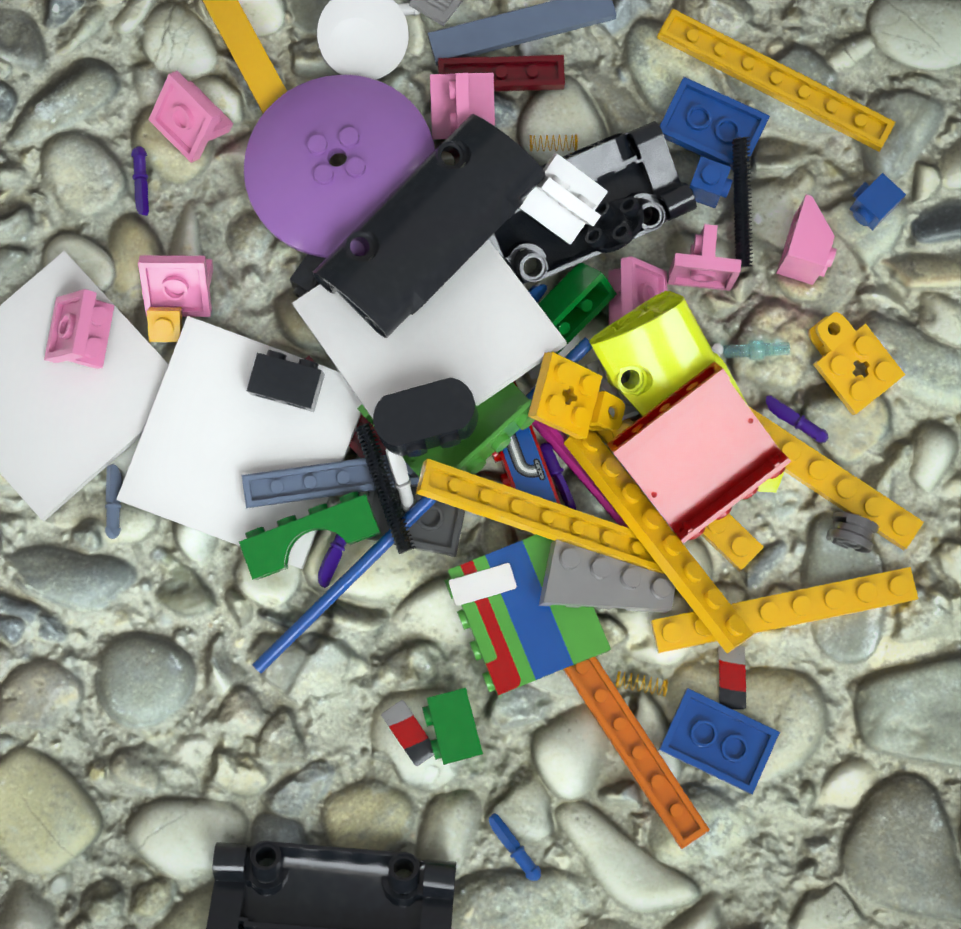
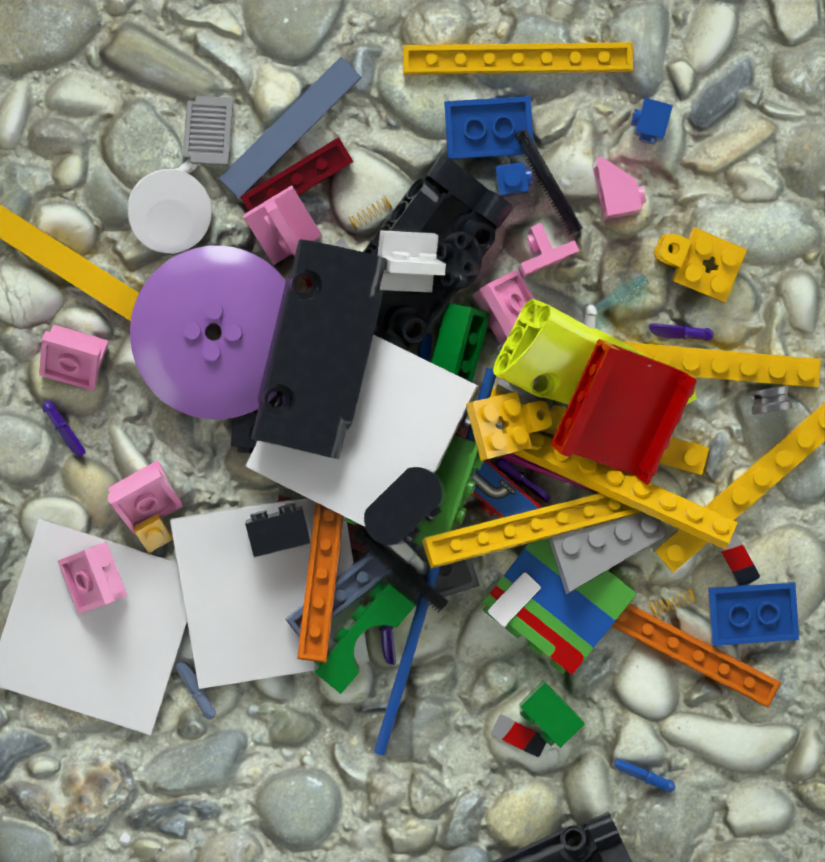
camera: 25 degrees left, 10 degrees up
(296, 458) = (320, 584): none -> orange tile

